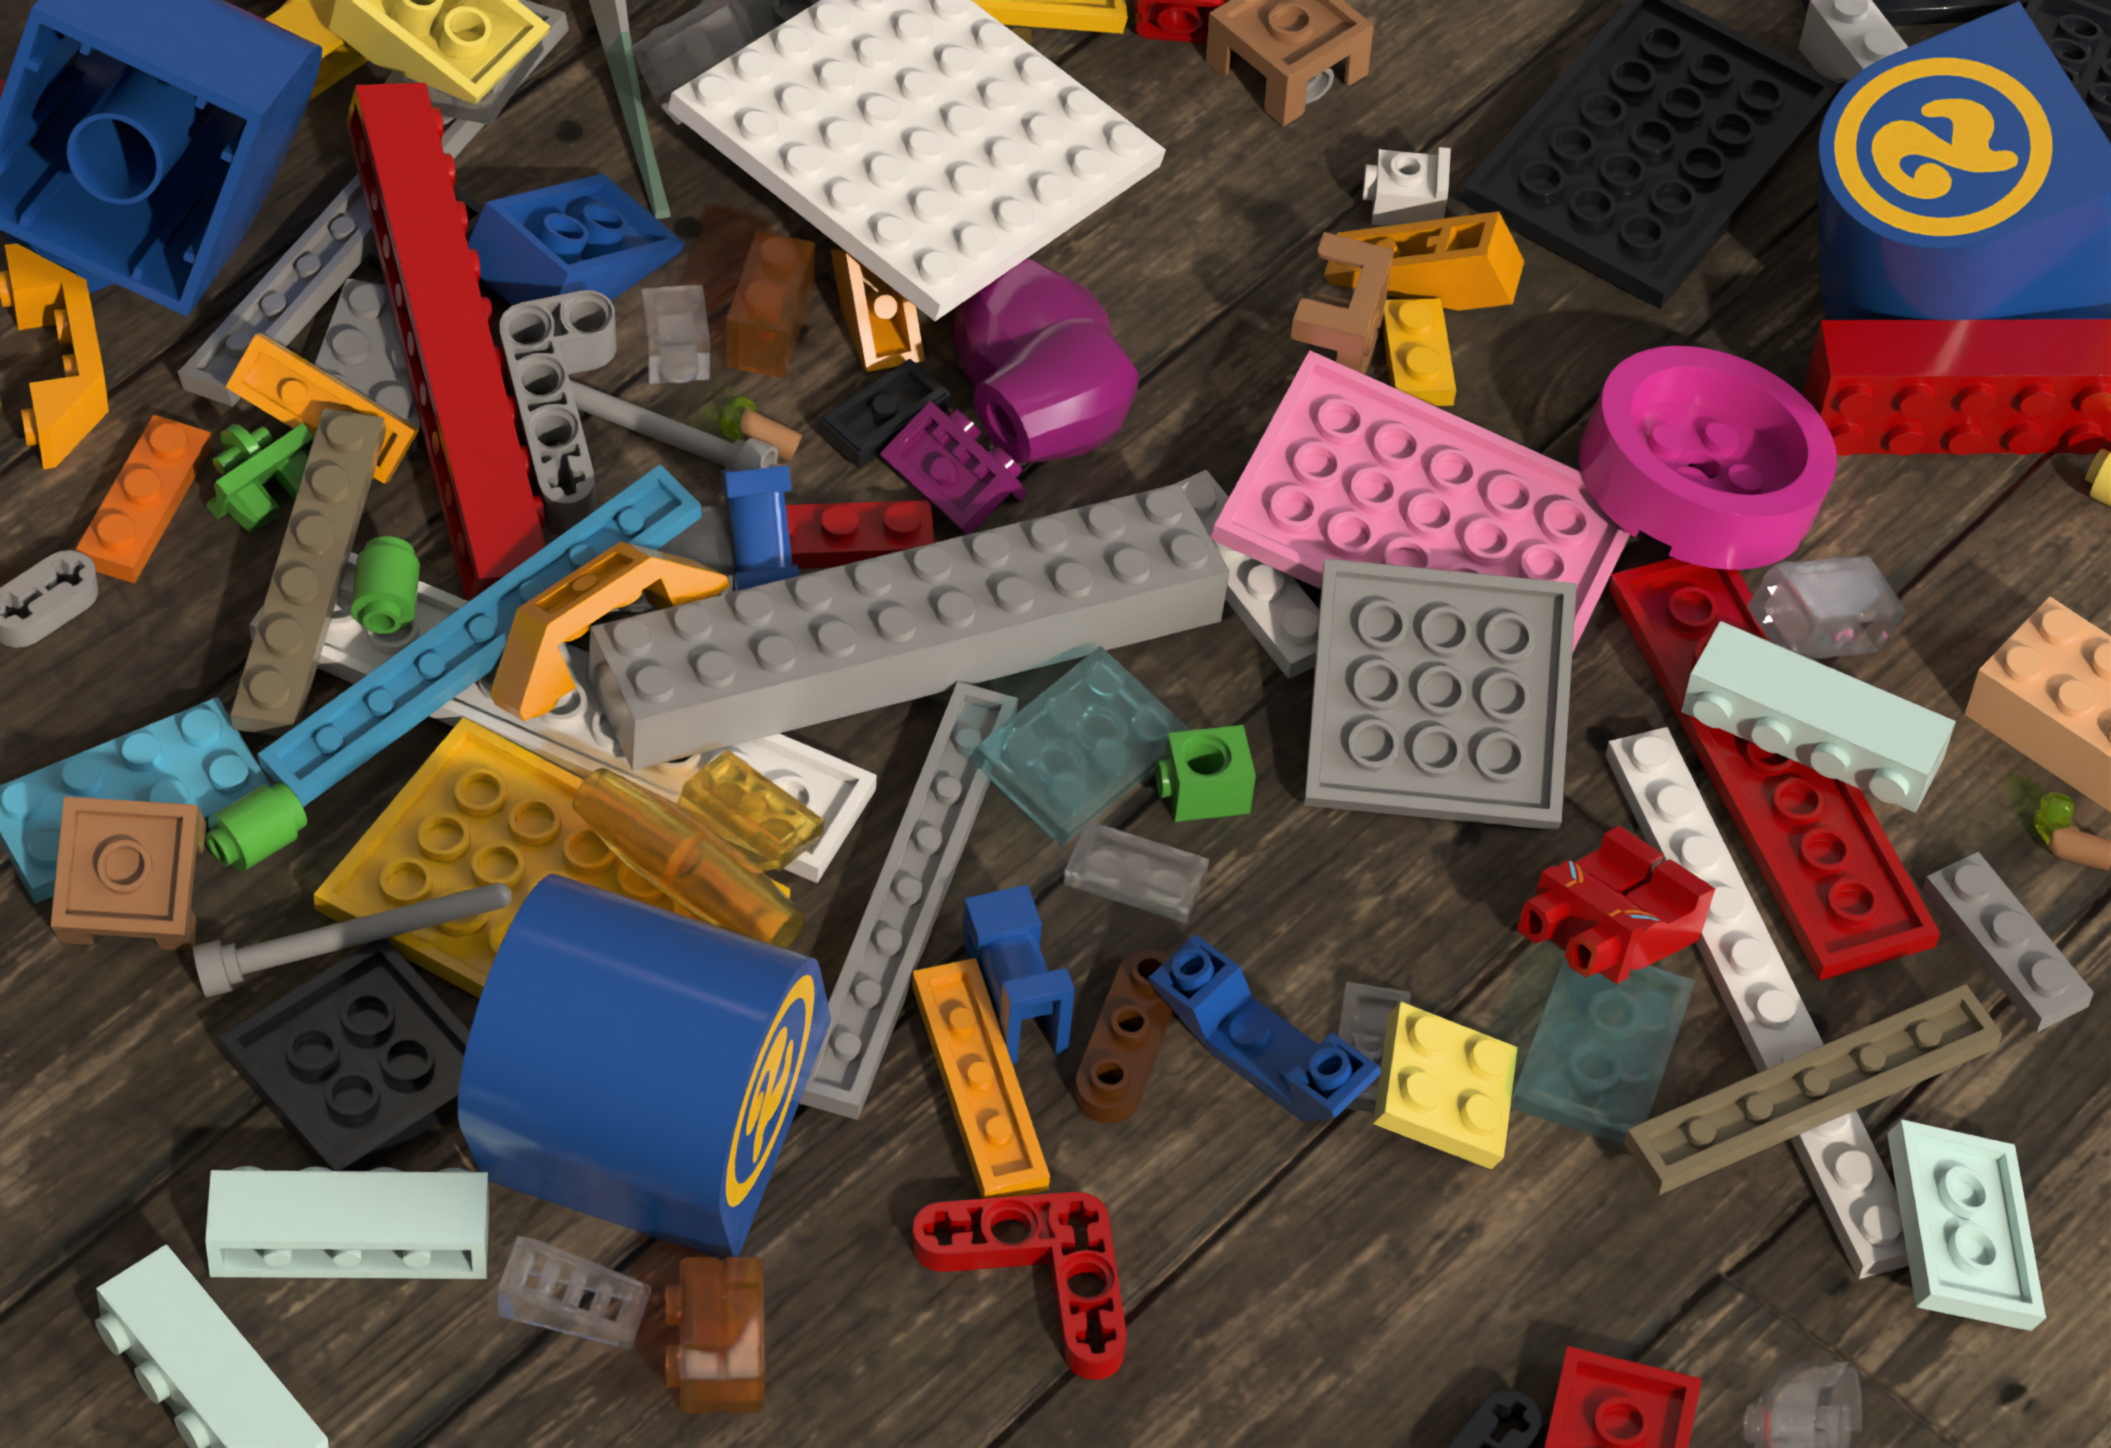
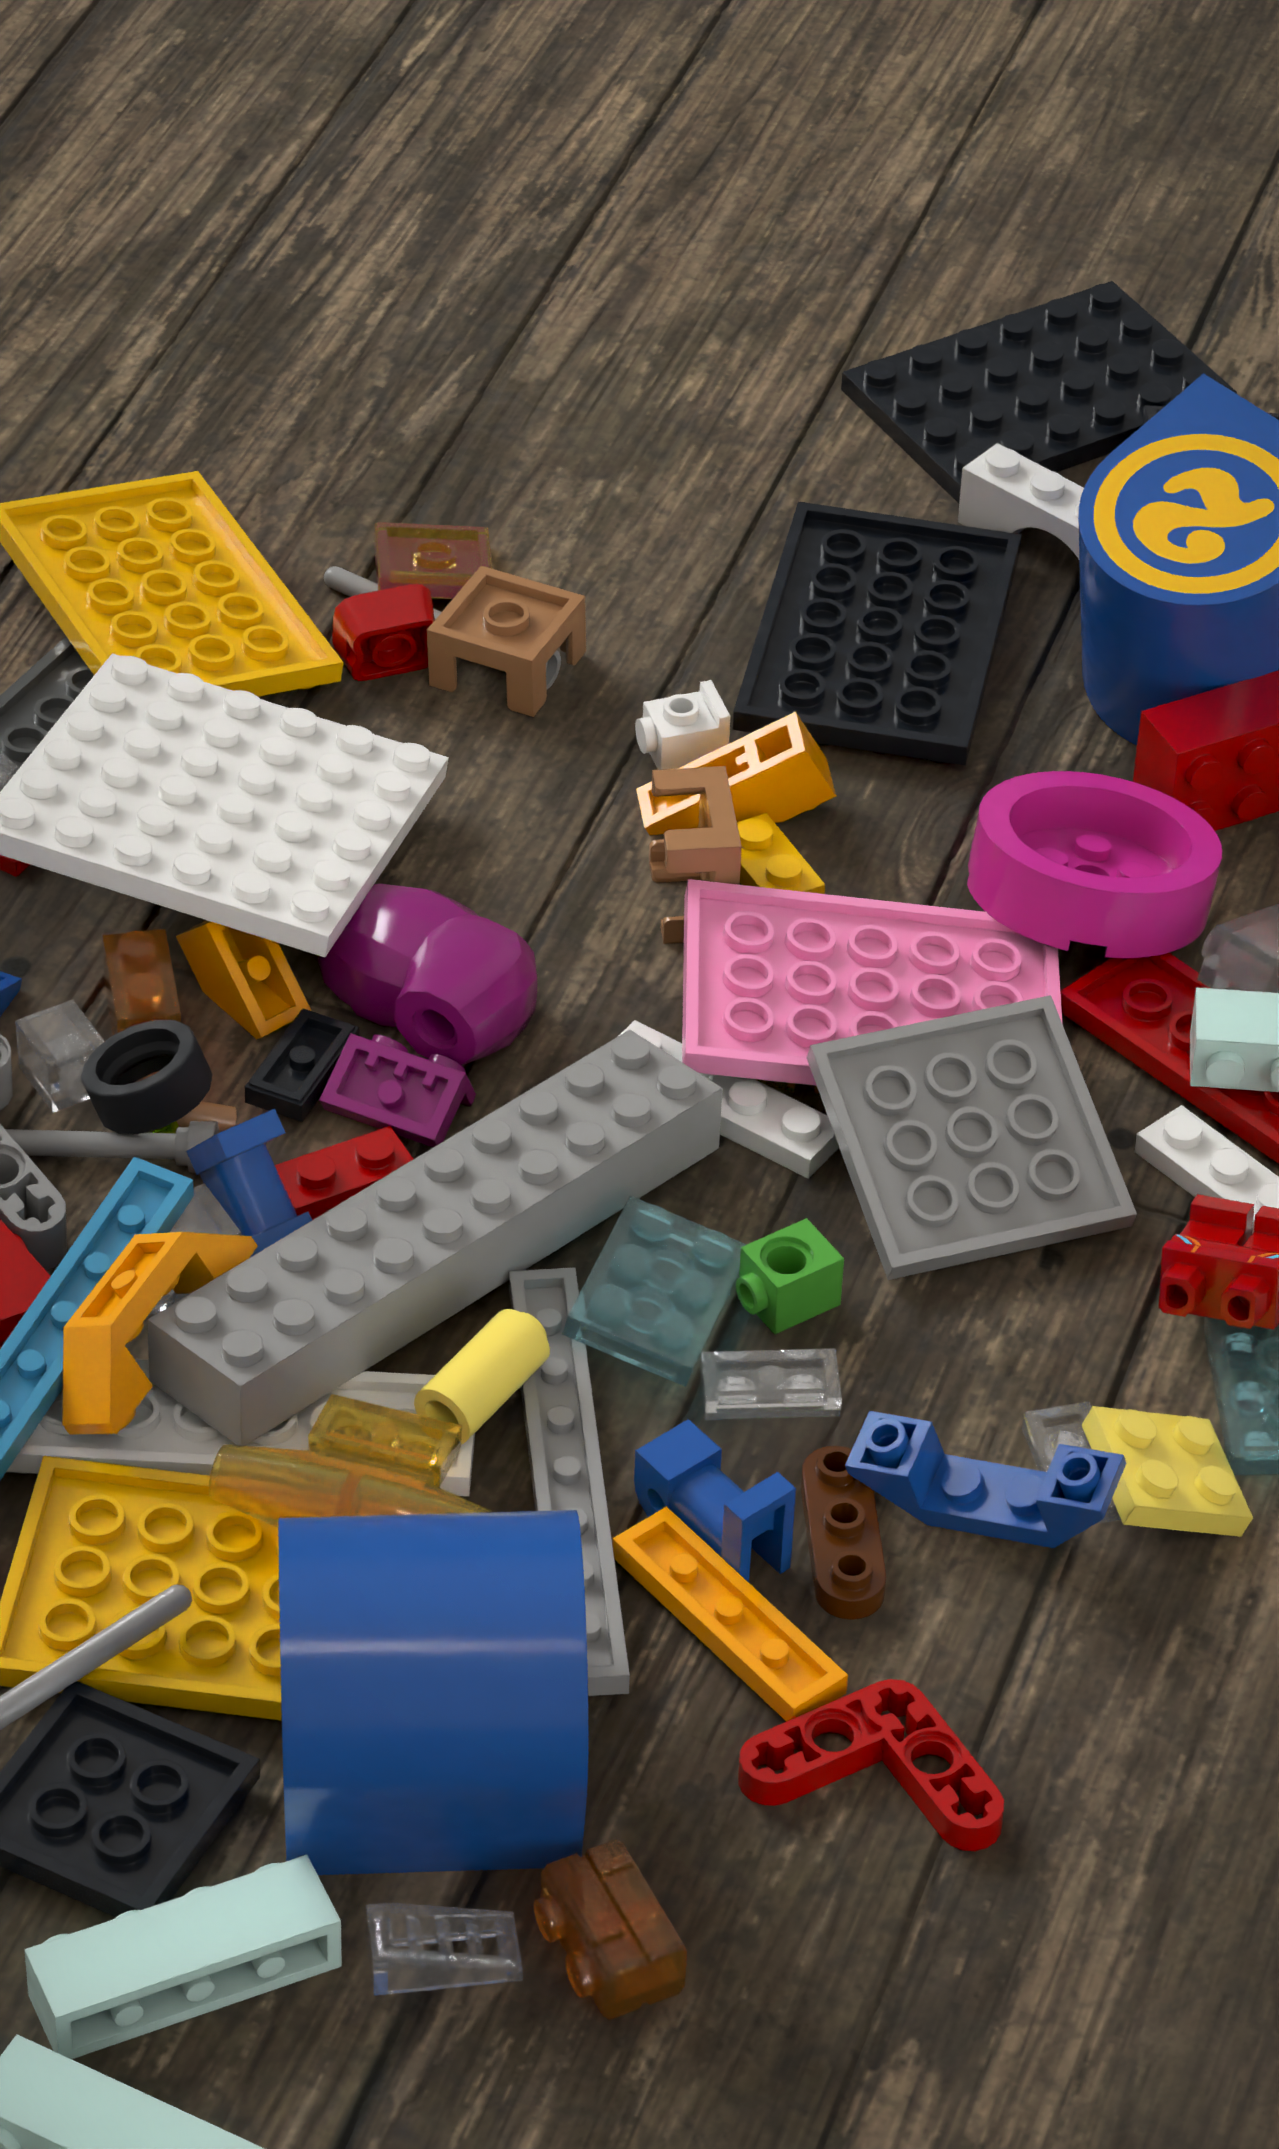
camera: 20 degrees left, 10 degrees down
(734, 407) = (159, 1099): none -> black tyre
(872, 776) = (485, 1372): none -> light yellow brick

